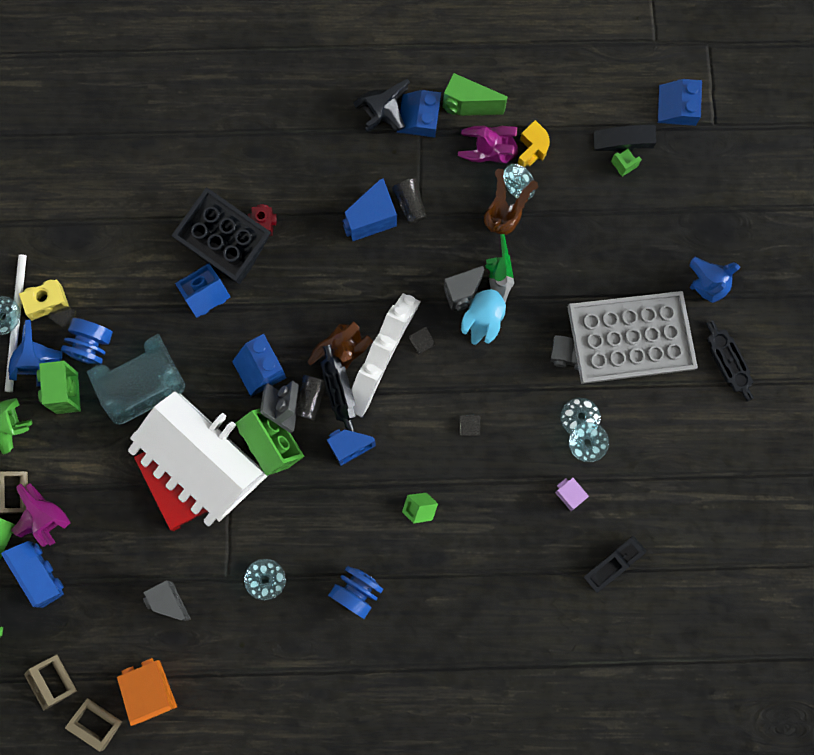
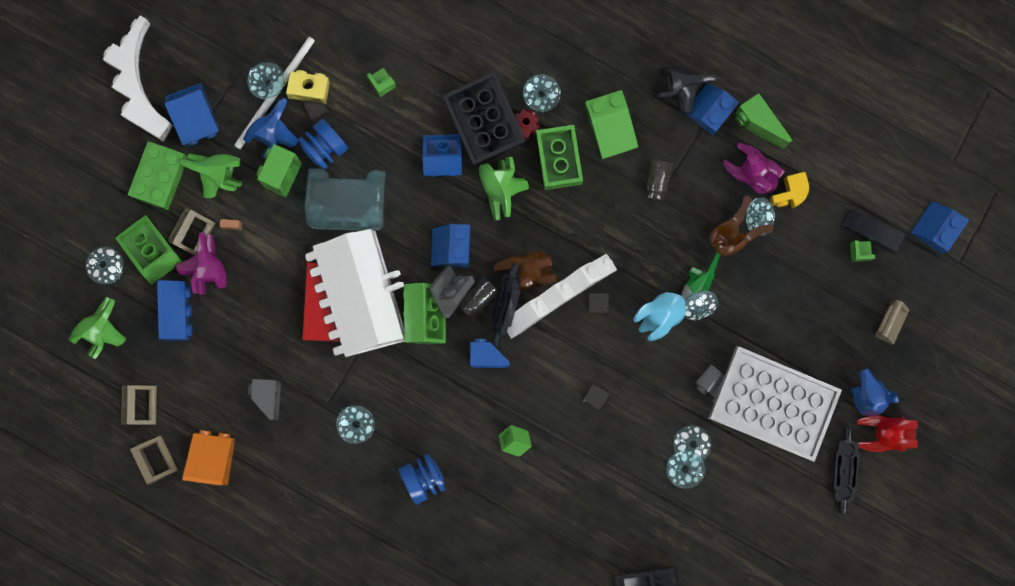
camera: 30 degrees right, 5 degrees up
(42, 464) = (230, 224): none -> nougat tile
(109, 257) = (381, 82): none -> bright green panel
(257, 176) = (545, 84): none -> clear light blue dish
(272, 286) = (501, 186): none -> bright green piece
(309, 231) = (559, 157): none -> bright green brick
(338, 176) = (611, 124): none -> bright green slope
(370, 213) = (618, 171): blue slope -> none
(462, 288) = (657, 280): dark grey slope -> none
(514, 288) = (700, 305): none -> clear light blue dish
(571, 493) = (645, 502): lavender brick -> none
(689, 206) = (892, 321): none -> dark tan tile
(749, 304) = (891, 433): none -> red piece

